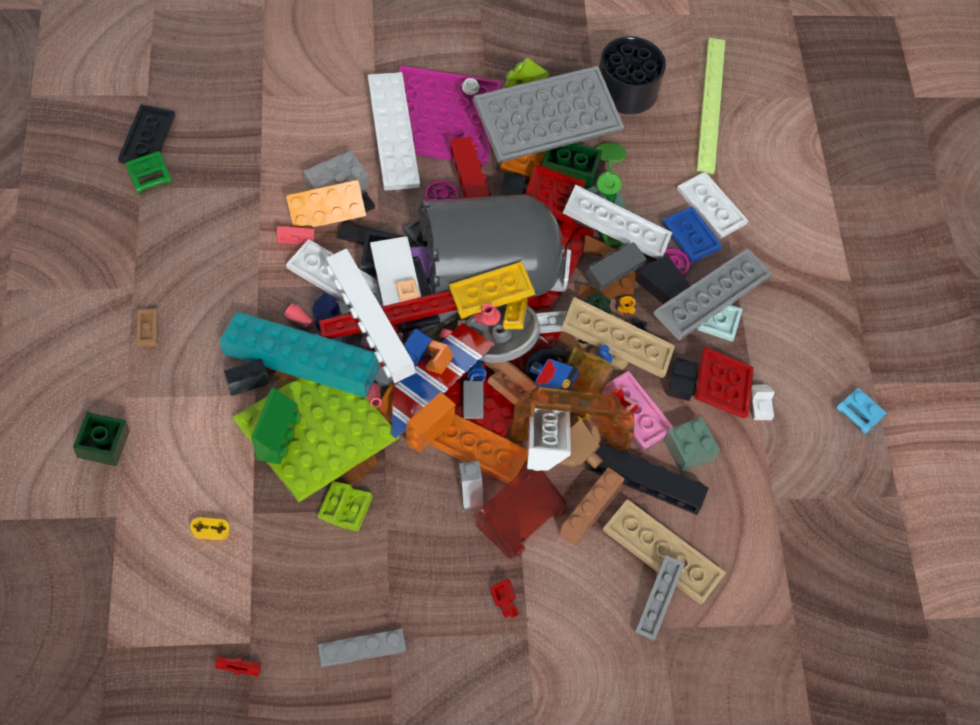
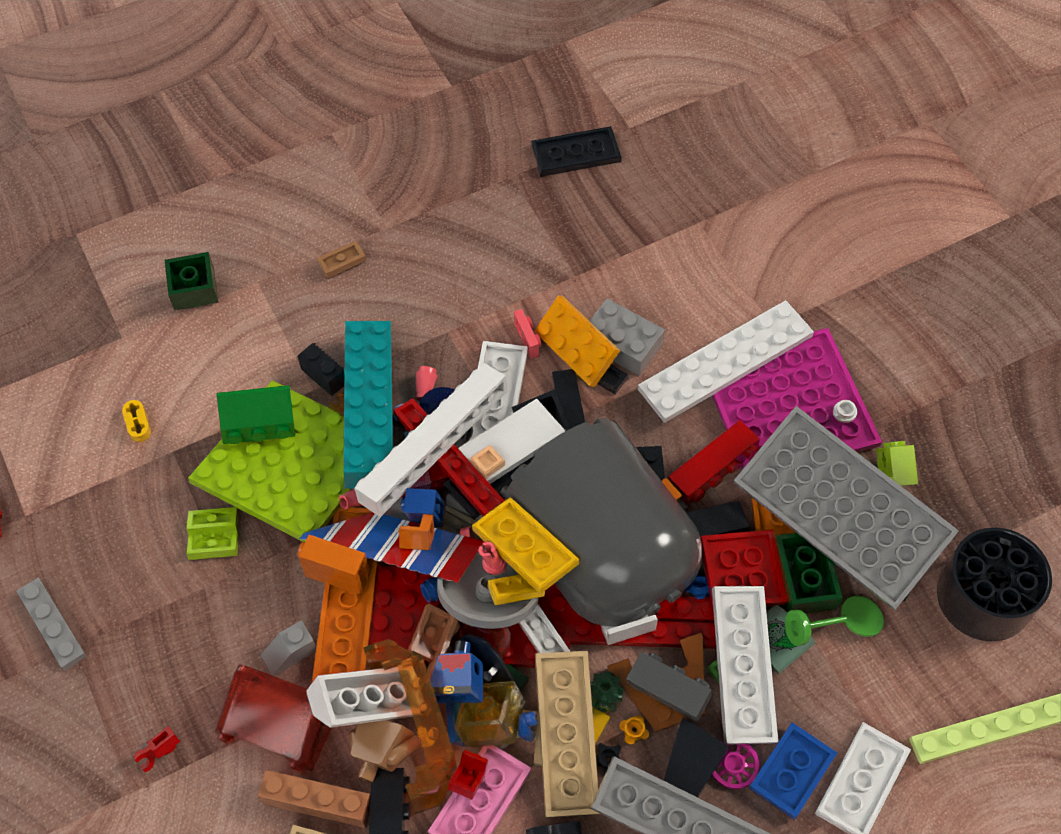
camera: 75 degrees right, 0 degrees up
(147, 166) = (531, 165): green plate -> none
(358, 473) = (255, 526): clear orange plate -> none
(441, 191) = (674, 451): dark pink wheel -> none
(472, 399) = (398, 602): light grey tile -> none

